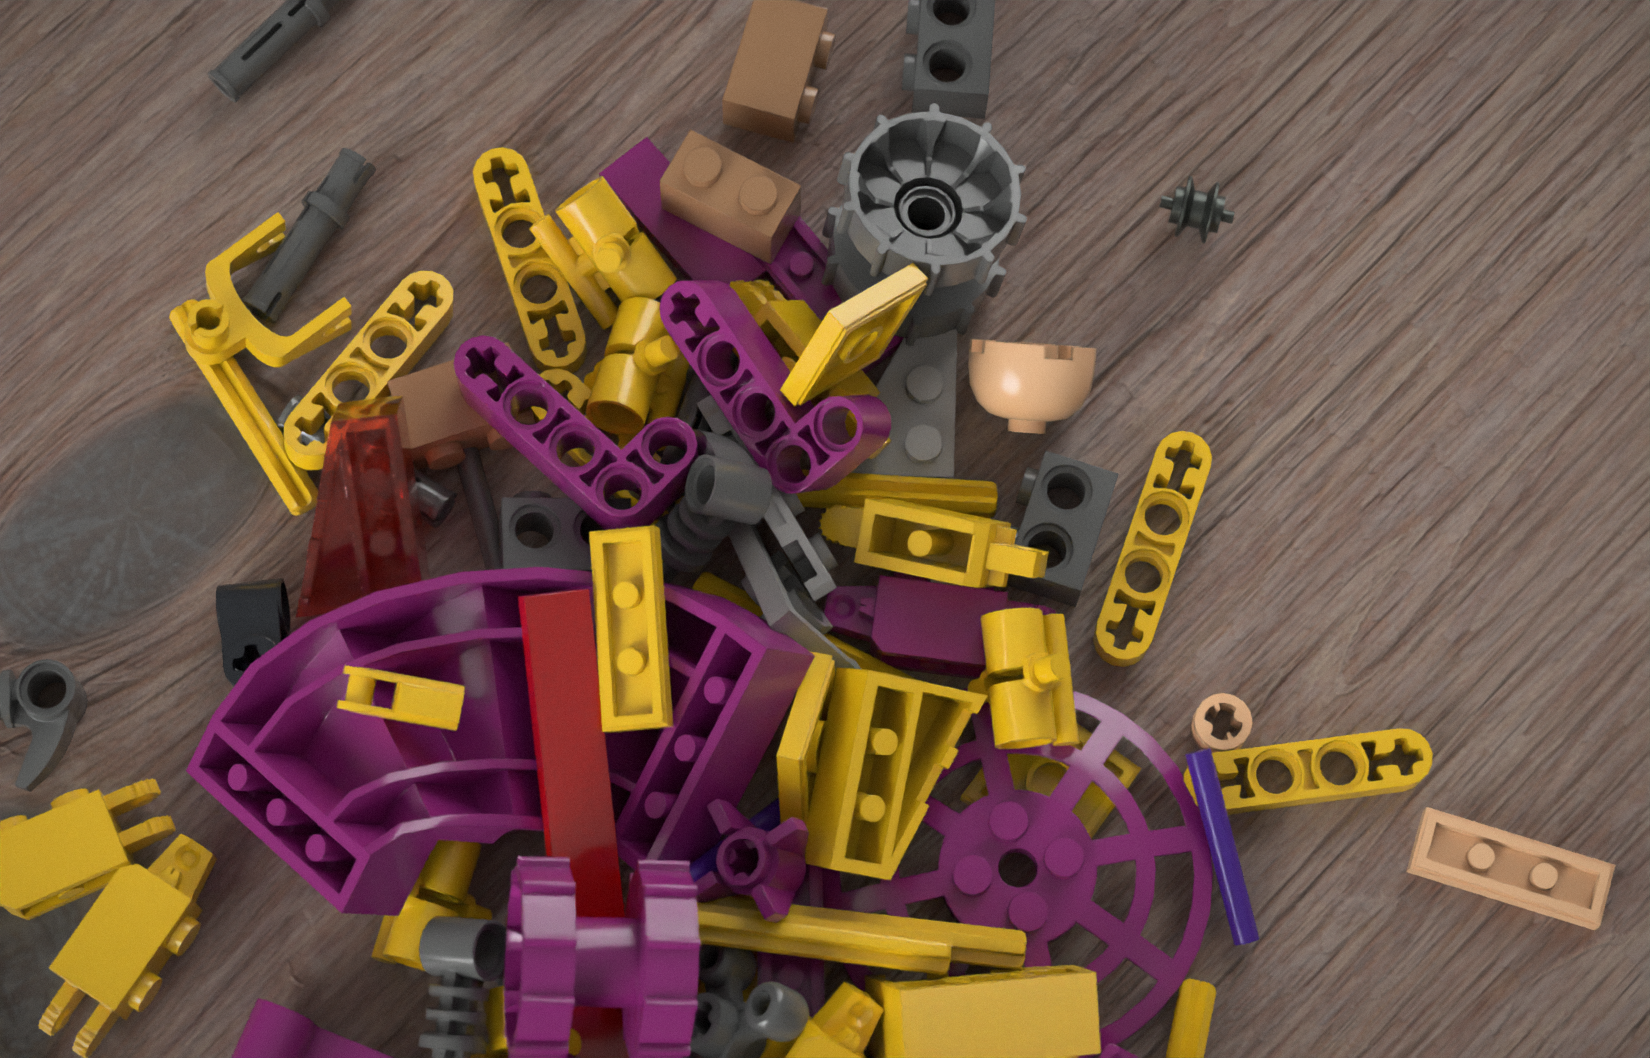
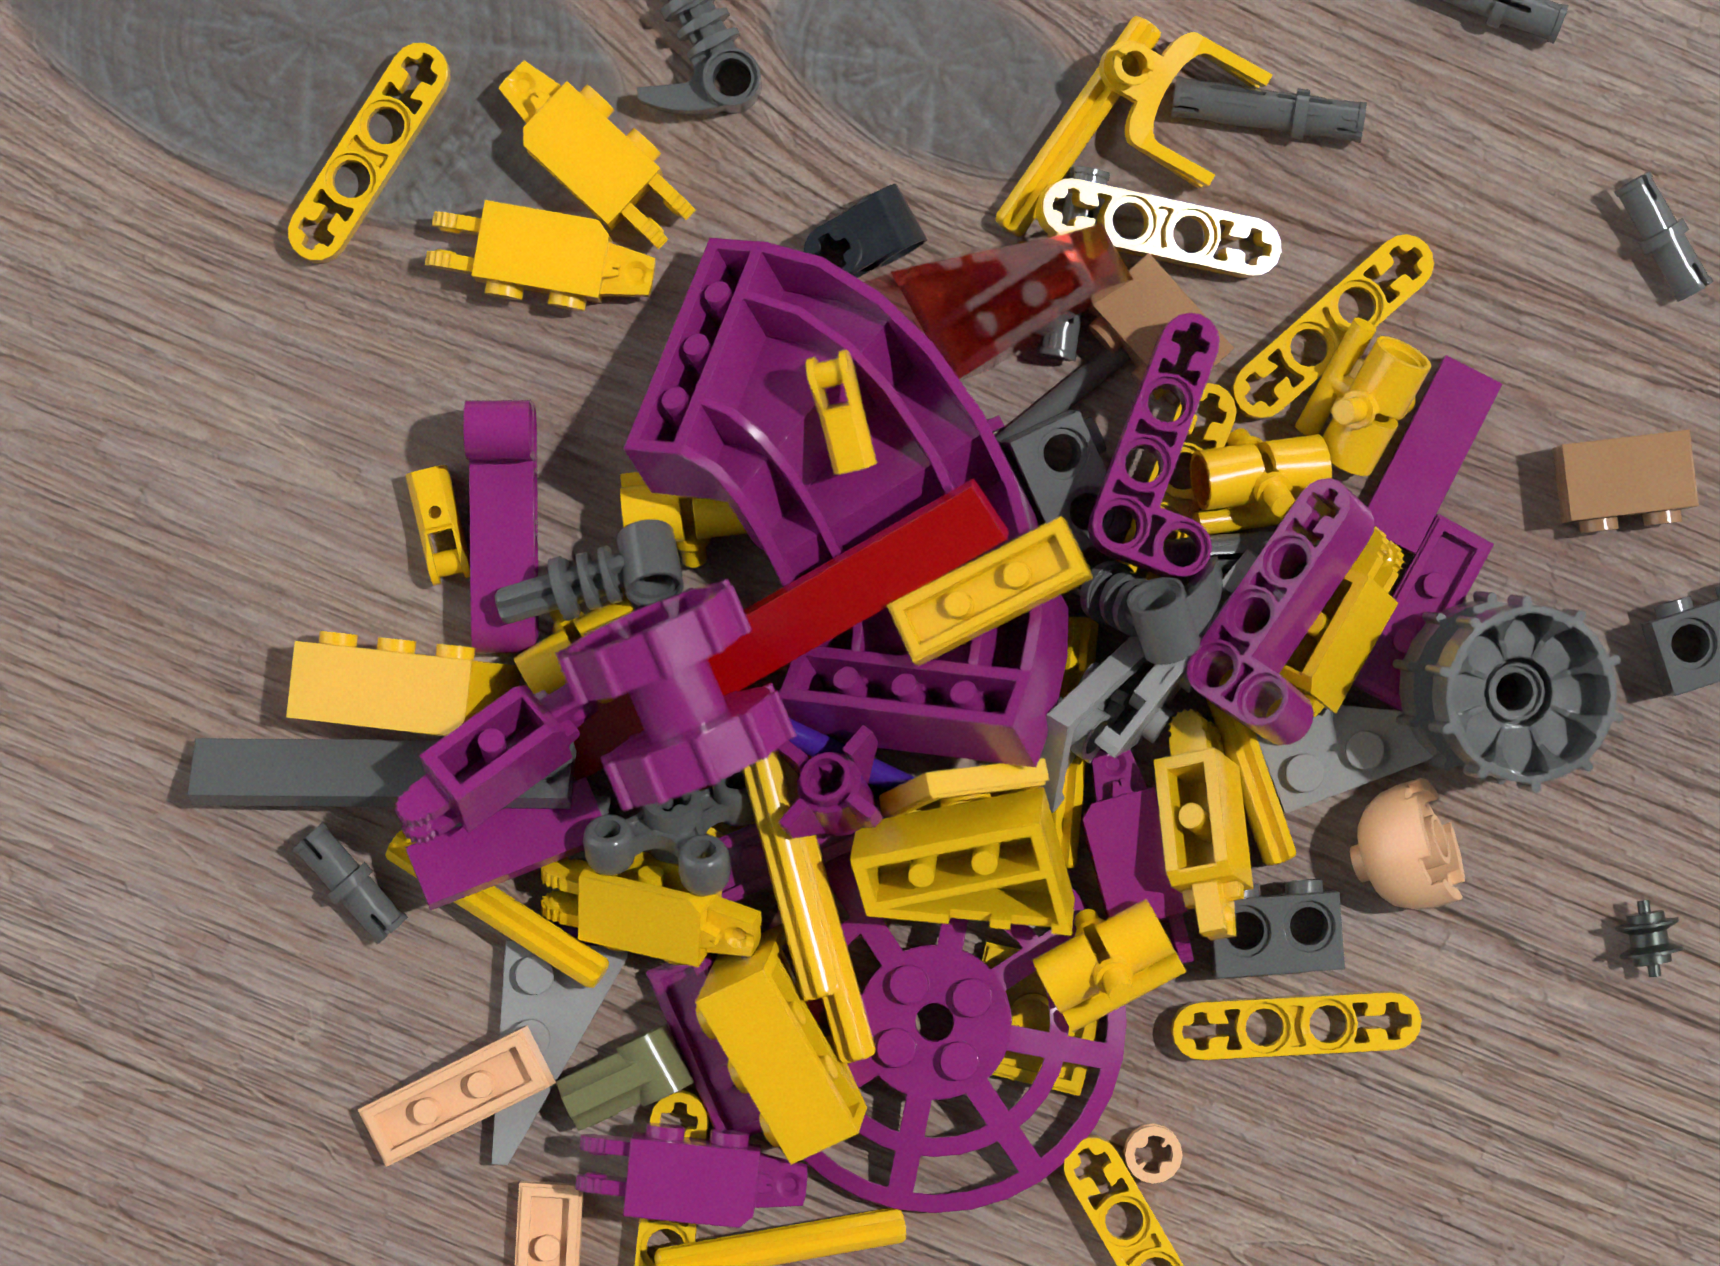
camera: 70 degrees right, 15 degrees up
(730, 196) = (1466, 494): medium nougat brick -> none
(854, 334) = (1356, 678): yellow tile -> none
(1222, 846) = (1035, 1198): dark purple bar -> none

